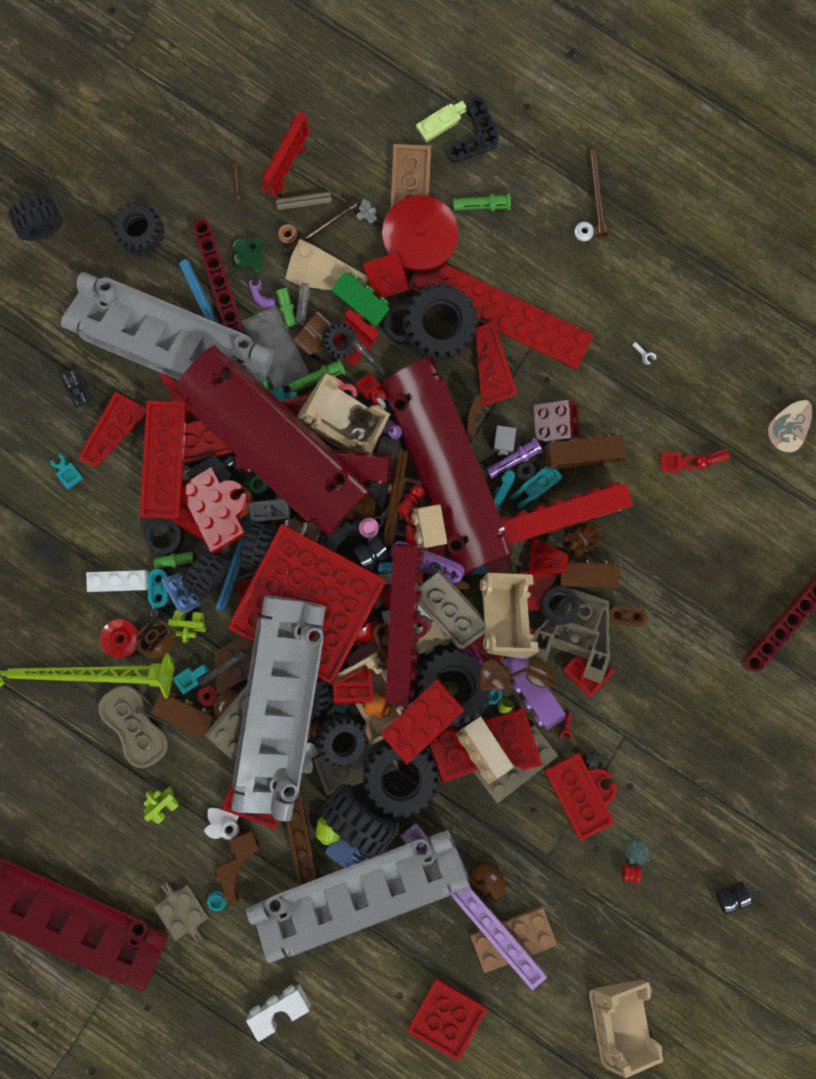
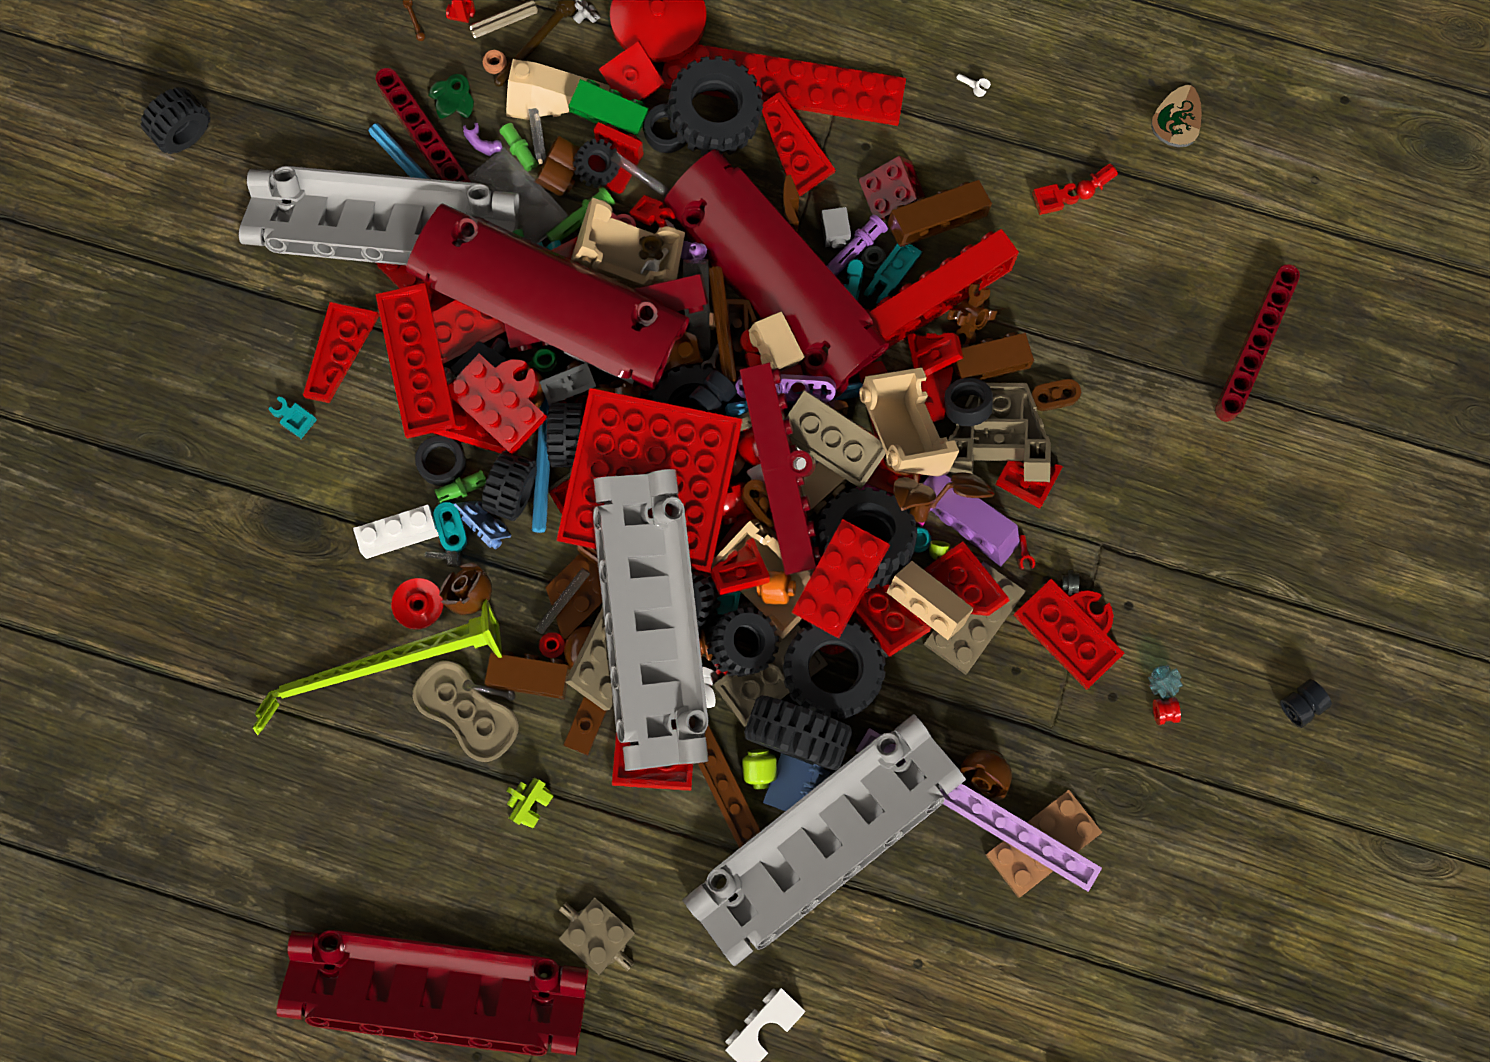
camera: 20 degrees left, 10 degrees down
(76, 388) = (279, 310): black hips -> none
(129, 217) = (302, 85): black tyre -> none
(178, 622) = (501, 564): lime hips -> none
(189, 679) = (521, 631): teal plate -> none
(212, 764) = (585, 727): none -> reddish brown plate
(216, 901) = (639, 908): teal plate -> none
(219, 821) = (613, 804): white plate -> none
(227, 872) = (654, 823): reddish brown arch -> none
(368, 527) = (699, 367): bright pink plate -> none
(416, 493) = (743, 320): red axle -> none
(447, 1019) = (990, 972): red plate -> none
(623, 1027) = (1220, 911): tan windscreen -> none

